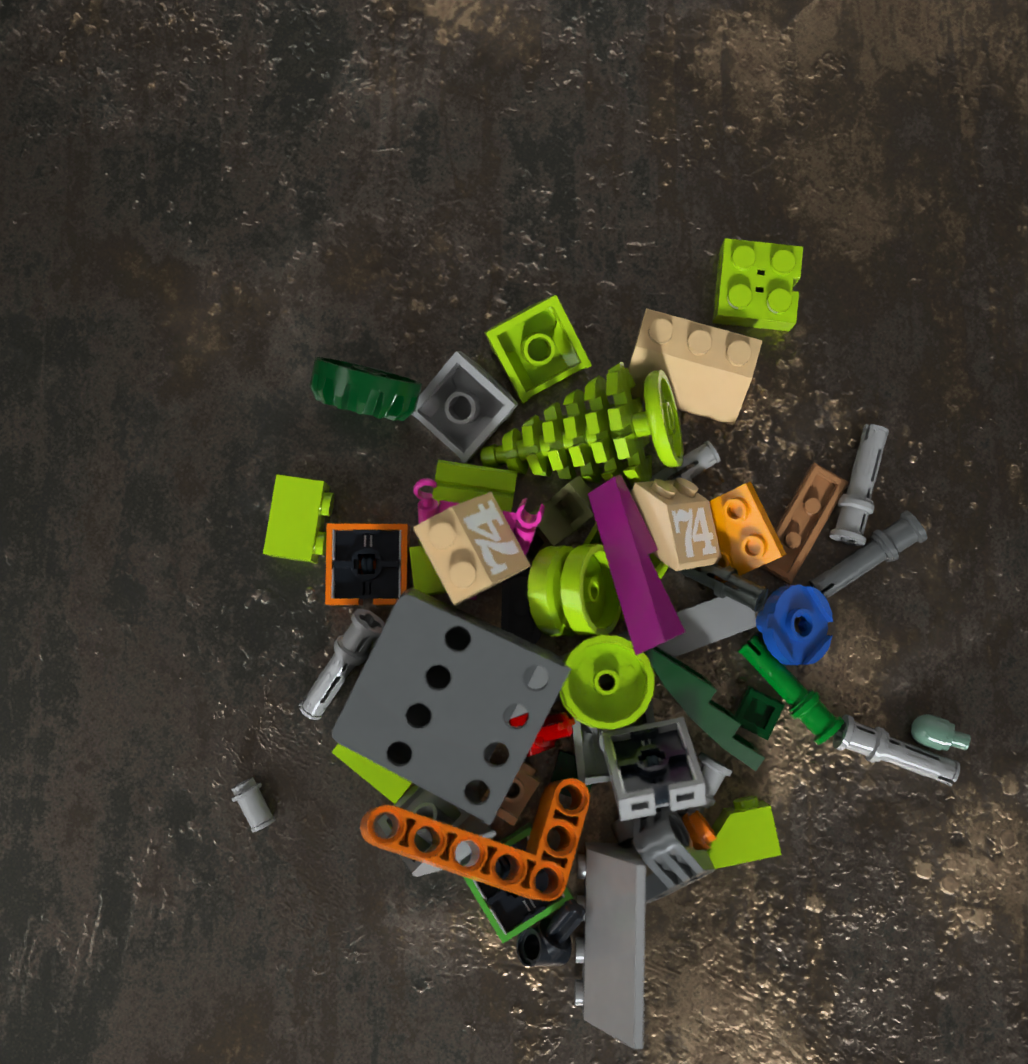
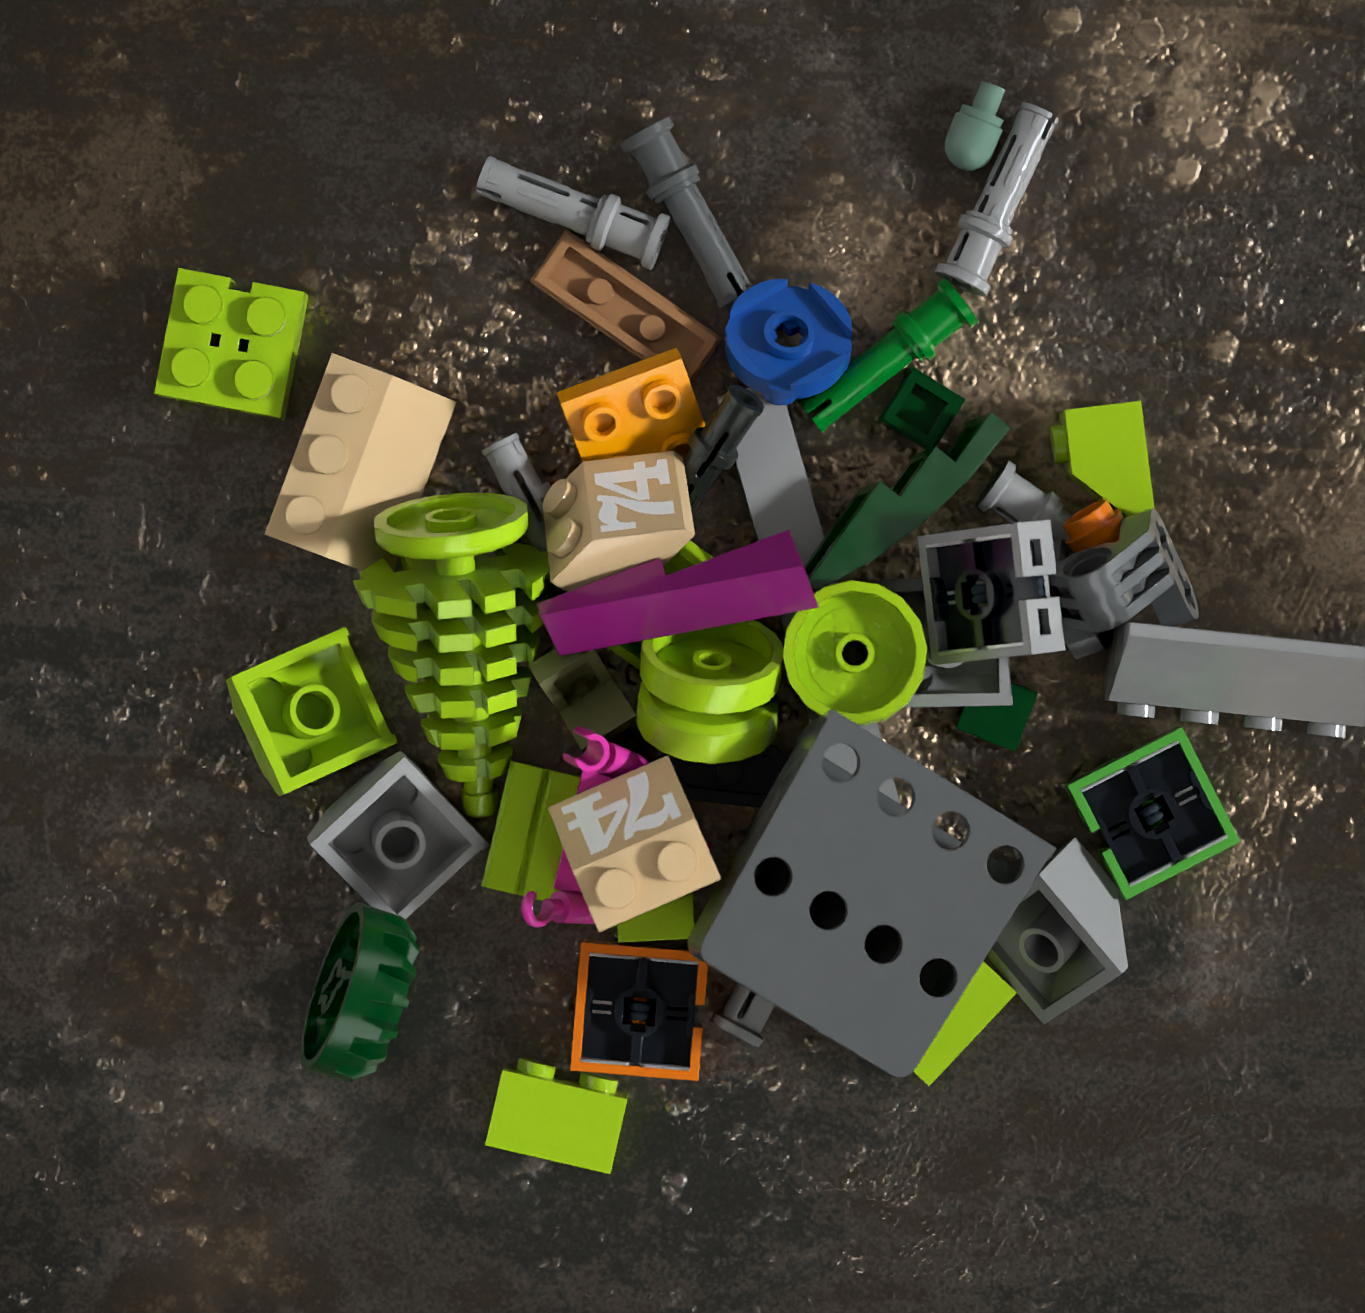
camera: 90 degrees left, 5 degrees up
(252, 804) = (1001, 1216): light grey pin -> none
(349, 651) = (776, 1047): light grey pin -> none
(485, 852) = (1095, 856): orange beam -> none
(513, 806) = (1036, 811): light nougat brick -> none
(550, 940) = (1243, 767): black axle -> none
(553, 728) = (922, 743): red axle -> none

